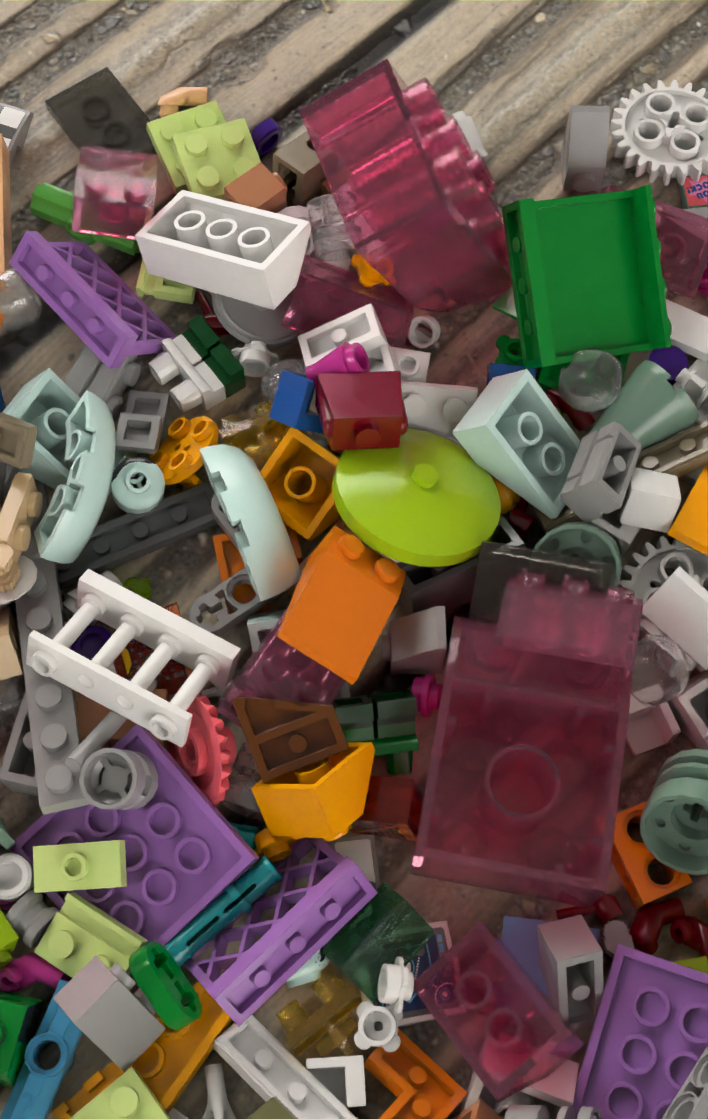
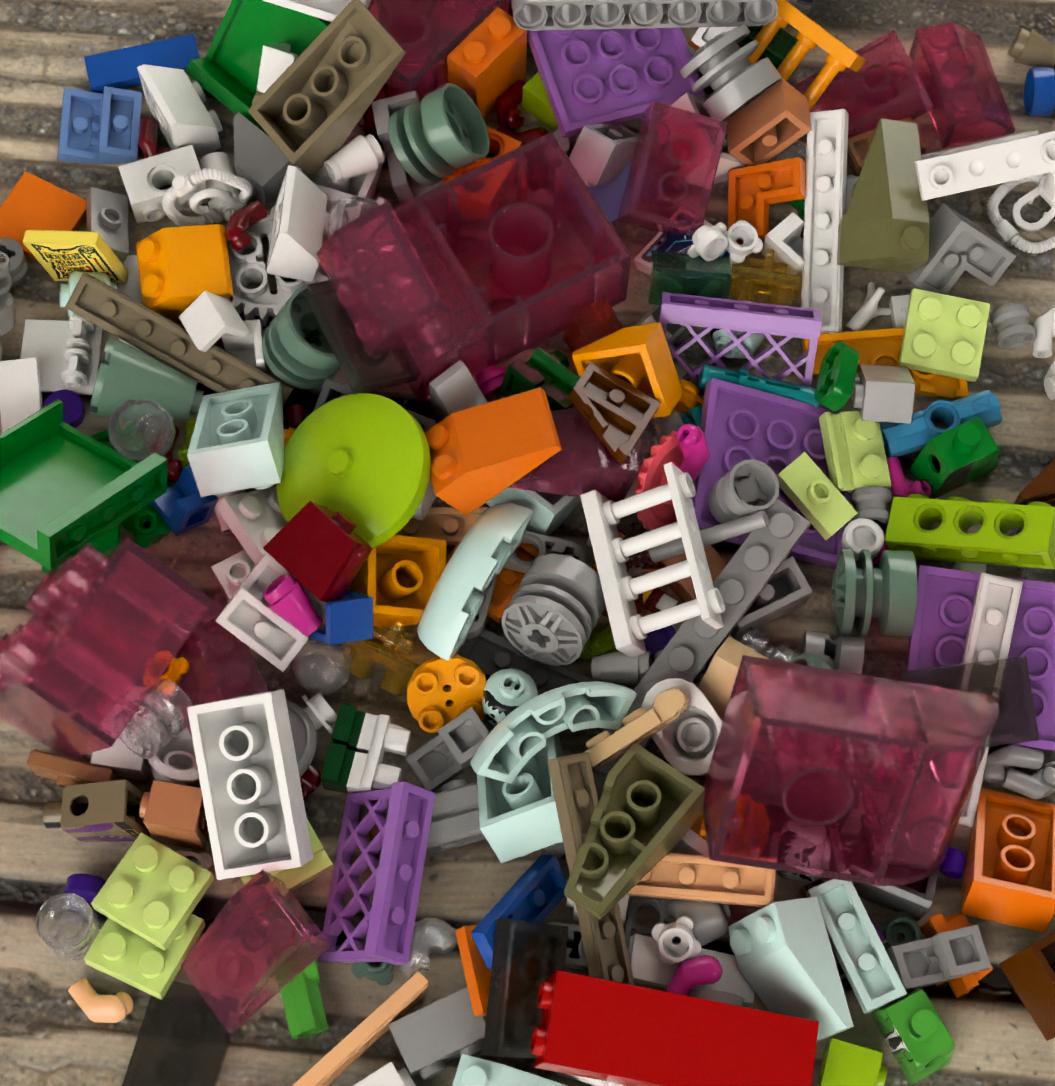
camera: 130 degrees left, 0 degrees up
(171, 561) = (554, 609): none -> light grey wheel
(194, 774) = (693, 449): none -> dark pink arm
(245, 96) = (68, 925): none -> clear wheel
(601, 472) = (224, 362): light grey brick -> none

